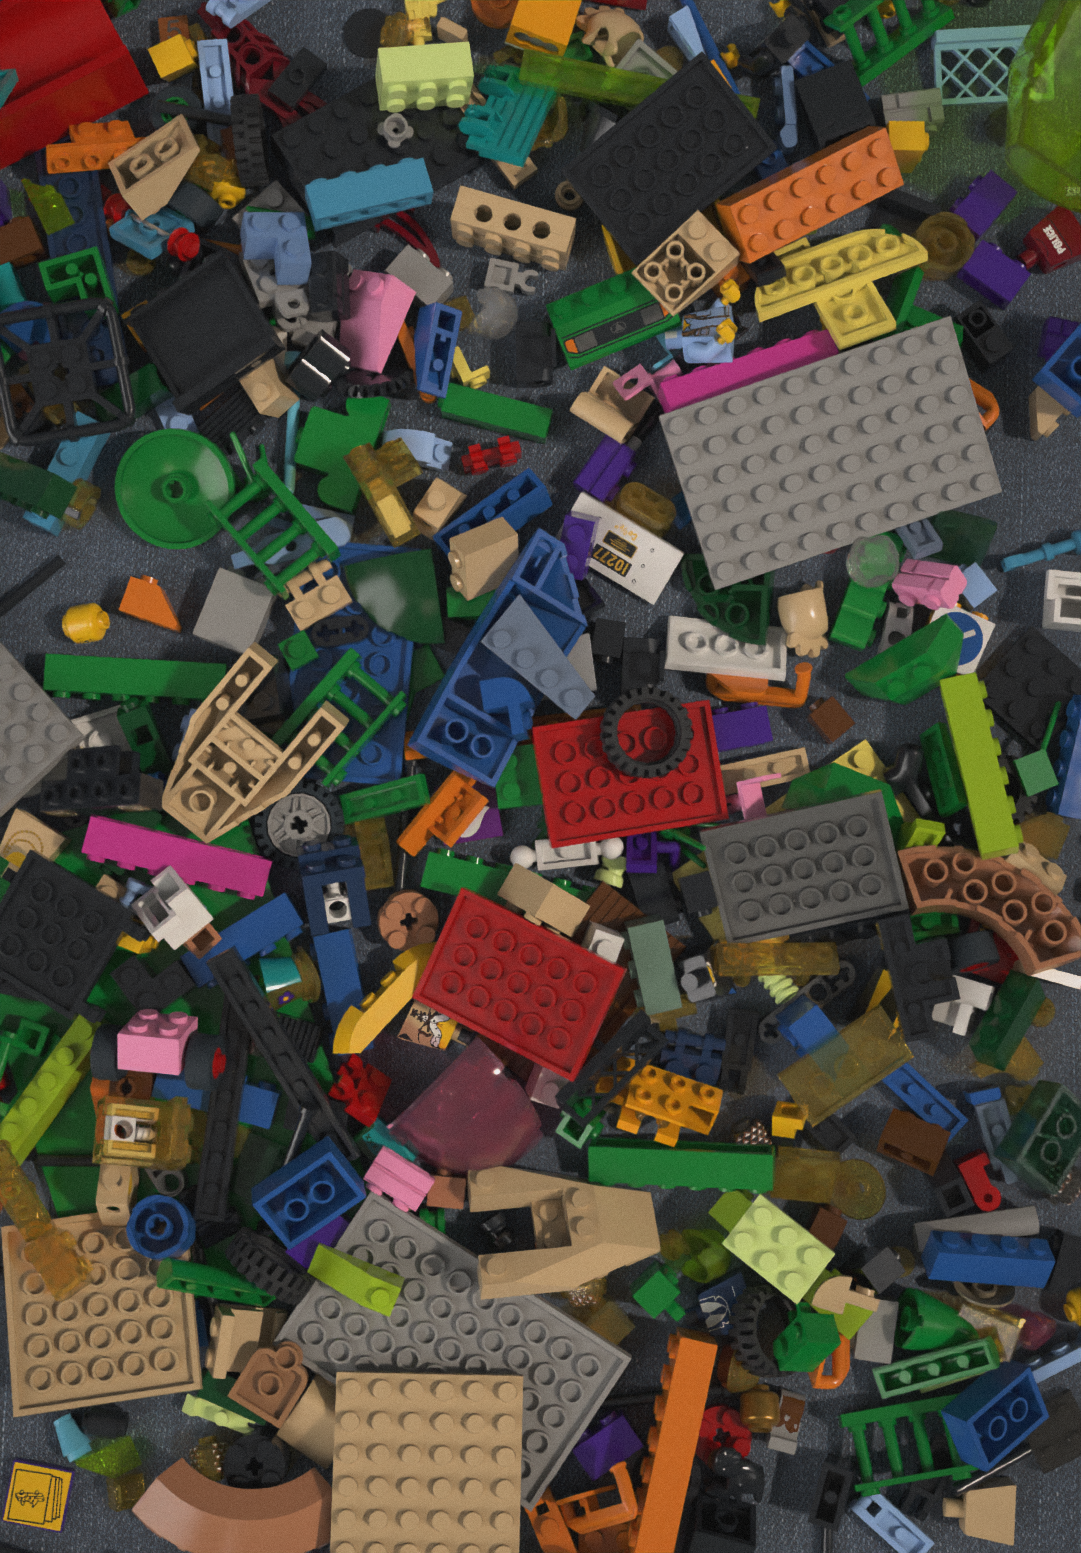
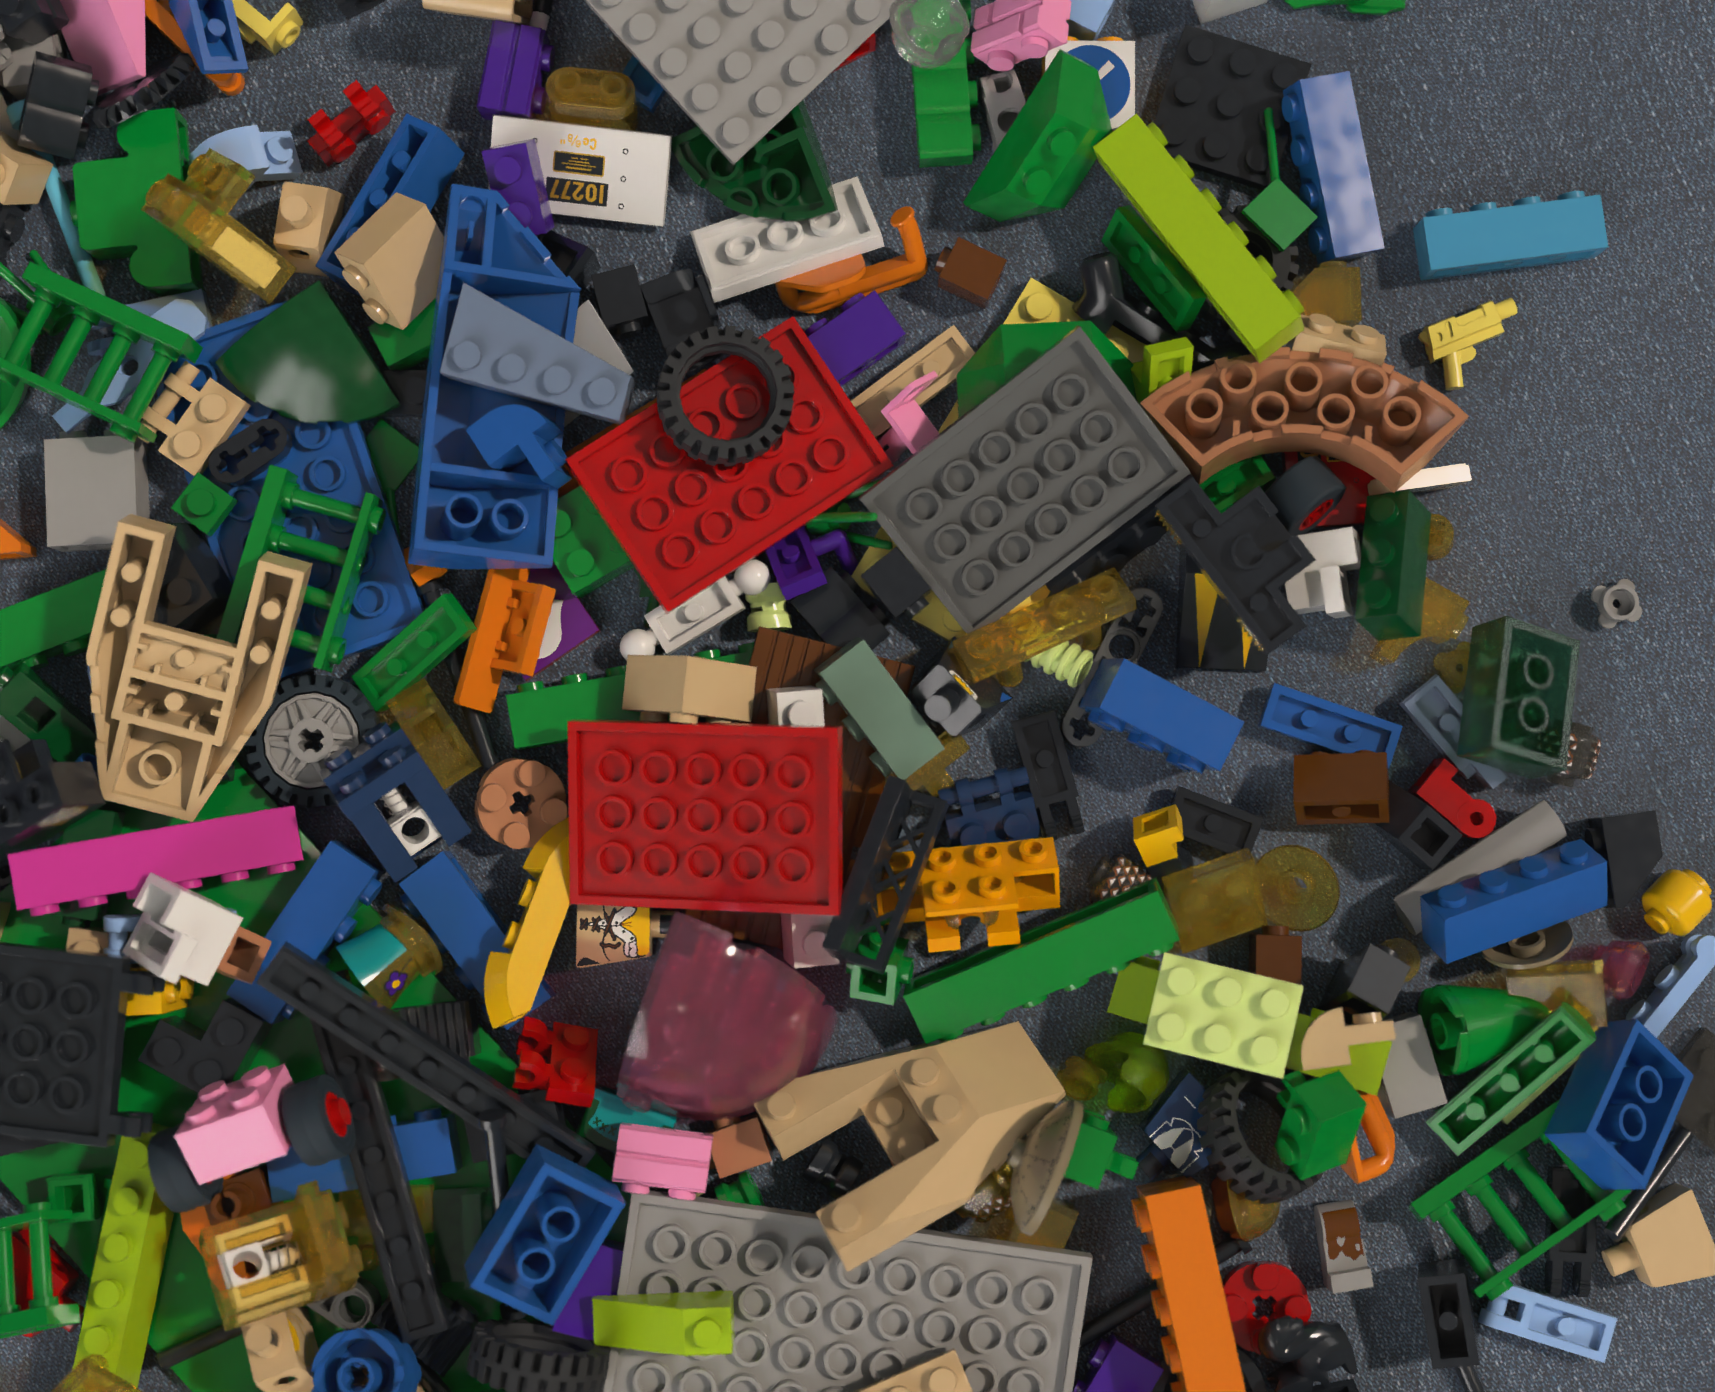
camera: 20 degrees left, 0 degrees up
(496, 413) = (330, 63): green brick -> none
(627, 1288) = (1041, 1164): none -> dark tan dish
(759, 1409) = (1299, 1246): pearl gold head -> none
(805, 620) = (875, 152): tan piece -> none
(845, 1065) = (1201, 724): clear yellow tile -> none
(982, 1094) = (1406, 683): blue tile -> none

